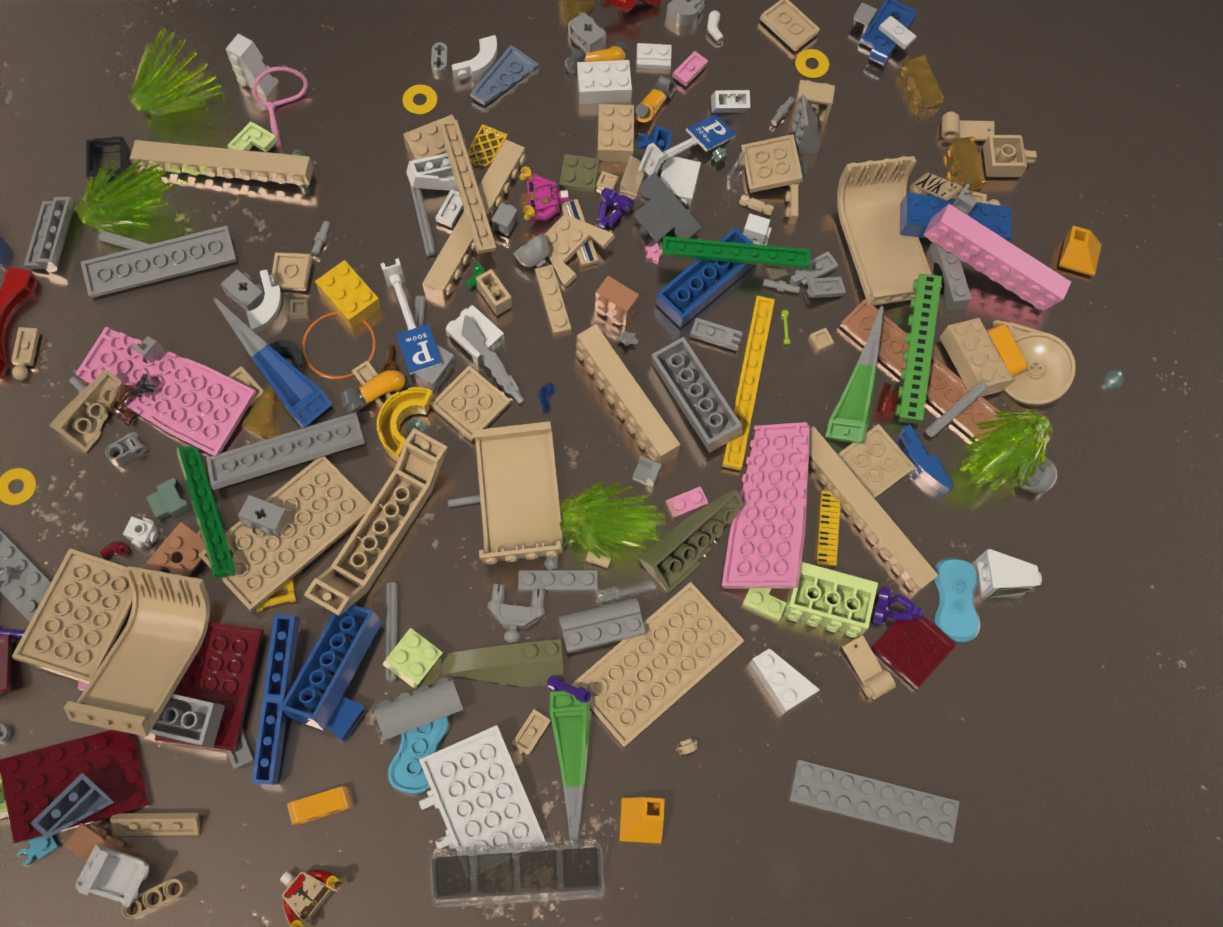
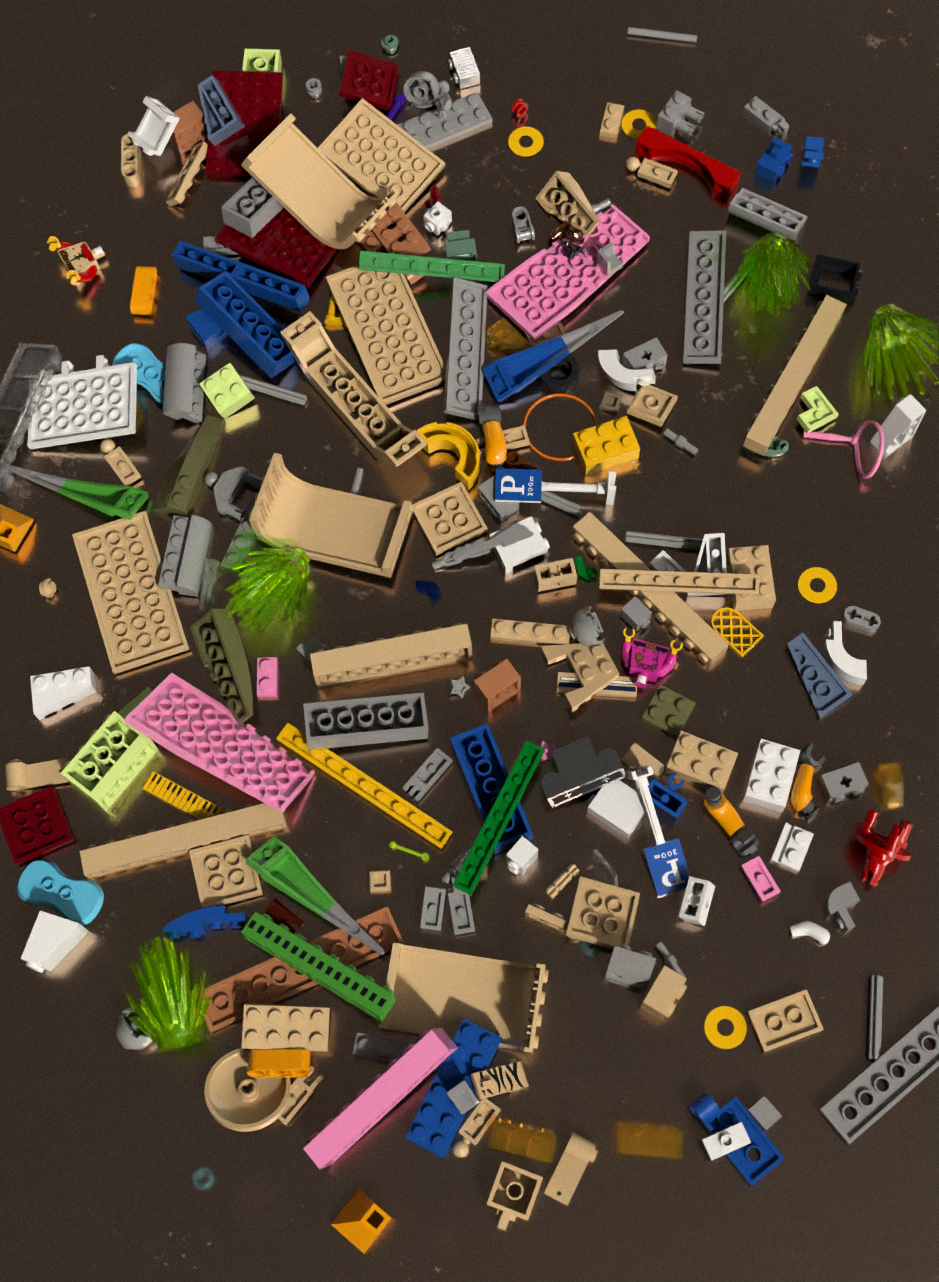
camera: 120 degrees right, 0 degrees up
(255, 508) = (411, 303): light grey brick -> none
(415, 422) = (445, 460): clear light blue plate -> none
(580, 693) = (126, 506): dark purple bar -> none
(607, 180) = (647, 736): tan tile -> none
(611, 198) = (623, 729): dark purple piece -> none
(719, 154) = (636, 864): sand green plate -> none
(885, 600) = (79, 810): dark purple piece -> none
(956, 409) = (238, 974): light grey axle -> none

